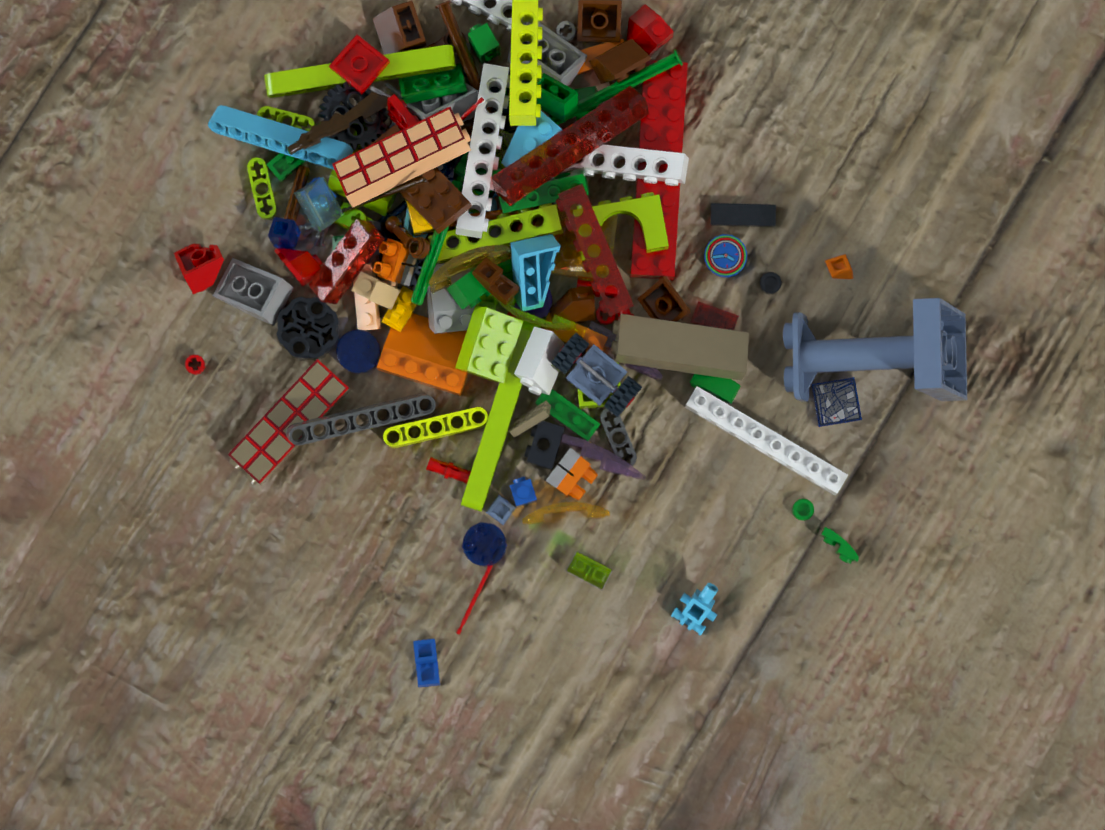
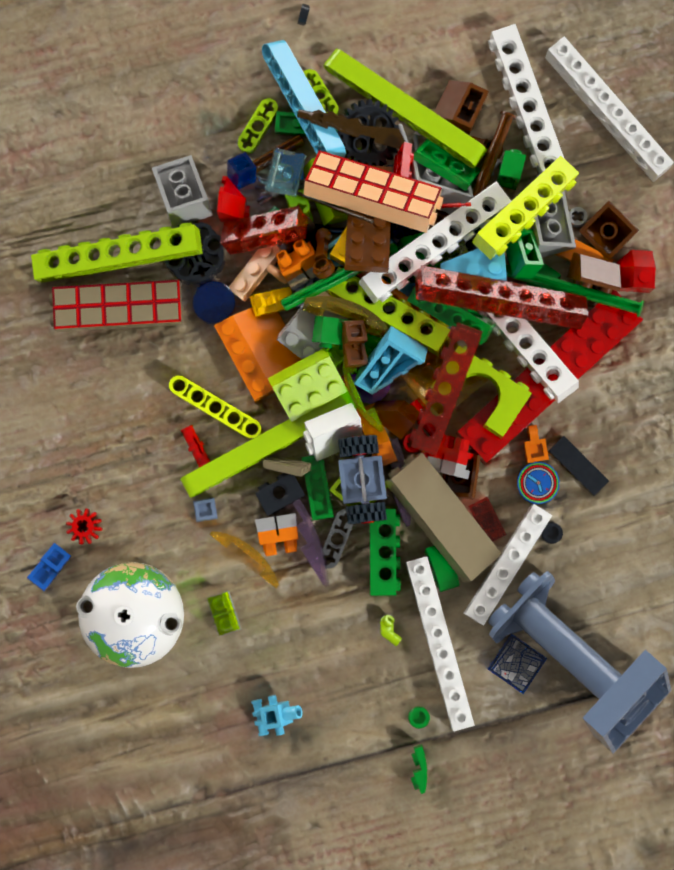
camera: 45 degrees right, 0 degrees up
(199, 265) = (161, 137): red slope -> none
(199, 359) = (94, 211): red bush -> none
(199, 439) = (189, 246): none -> lime brick
(215, 72) = (303, 14): none -> black tile
(350, 419) = (156, 350): dark grey beam -> none
(359, 64) = (408, 100): red tile -> none
(376, 290) = (265, 270): tan slope -> none
(429, 602) = (91, 525): none -> red gear
(474, 599) = (138, 550): red piece -> none
(484, 544) = (170, 523): clear blue tile -> none
(519, 666) = (147, 598): none -> white piece
(523, 492) = (232, 512): blue brick -> none
(648, 298) = (452, 460): none -> red hips
(682, 442) = (378, 586): none -> green brick
(699, 232) = (535, 448): none -> orange plate
(719, 468) = (387, 630): none -> lime arm
(760, 336) = (507, 564): none -> white brick
(839, 267) = (612, 570): orange slope -> none

